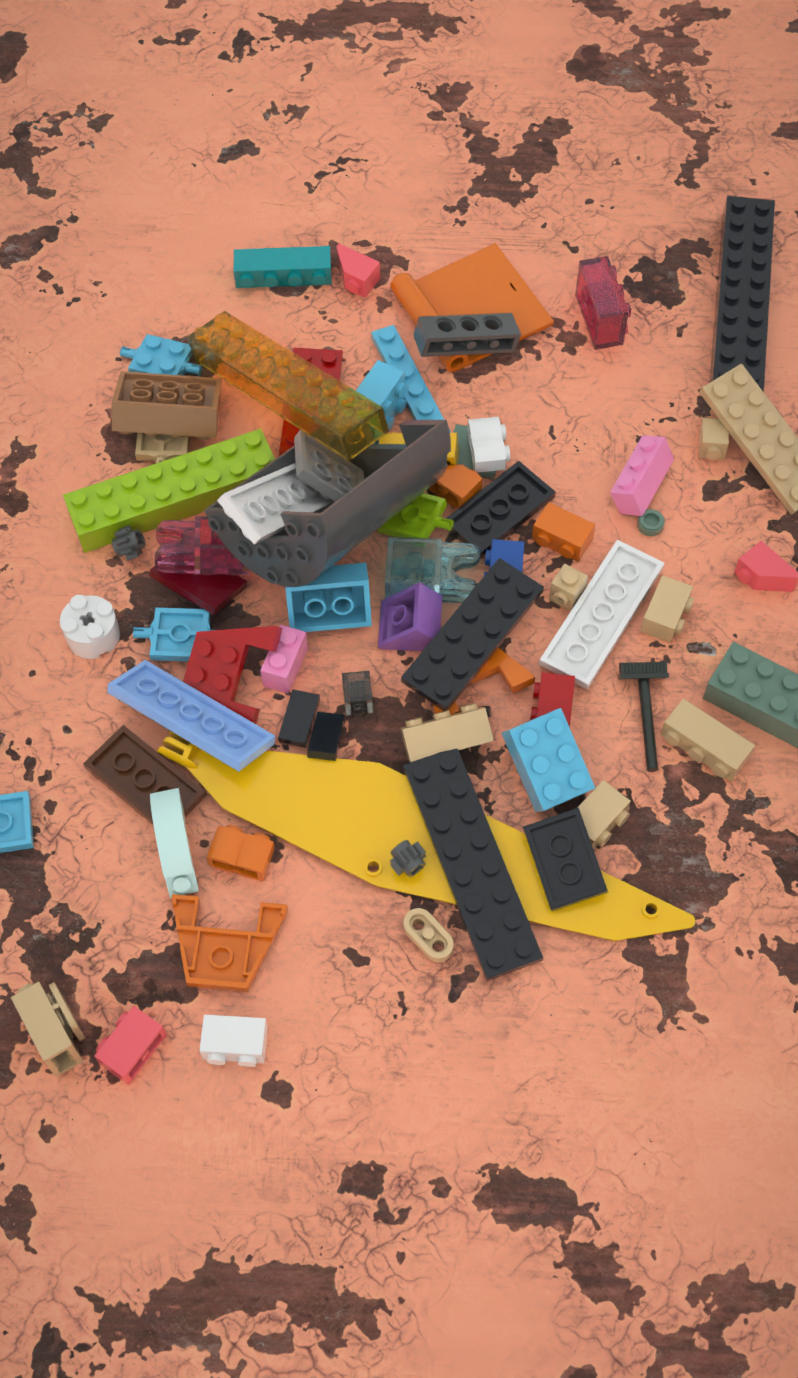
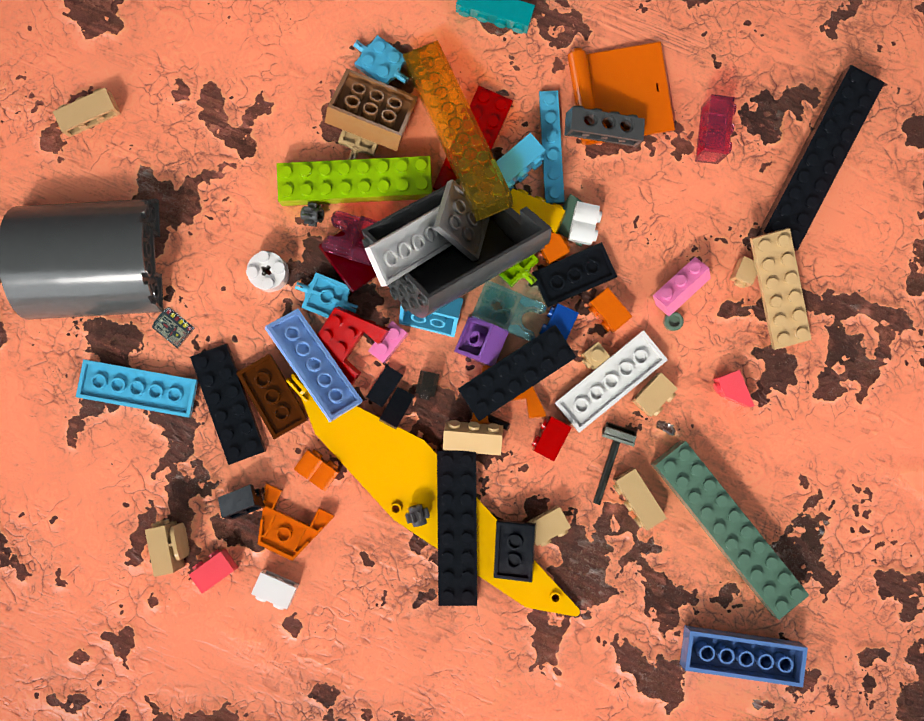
camera: 15 degrees right, 25 degrees up
(84, 814) = (228, 404): none -> black plate
(143, 930) = (240, 502): none -> black hinge
(173, 842) = (274, 450): light aqua arch -> none
(357, 270) = (548, 32): coral slope -> none
(429, 936) = (413, 564): tan plate -> none
(548, 760) = (530, 482): medium azure brick -> none

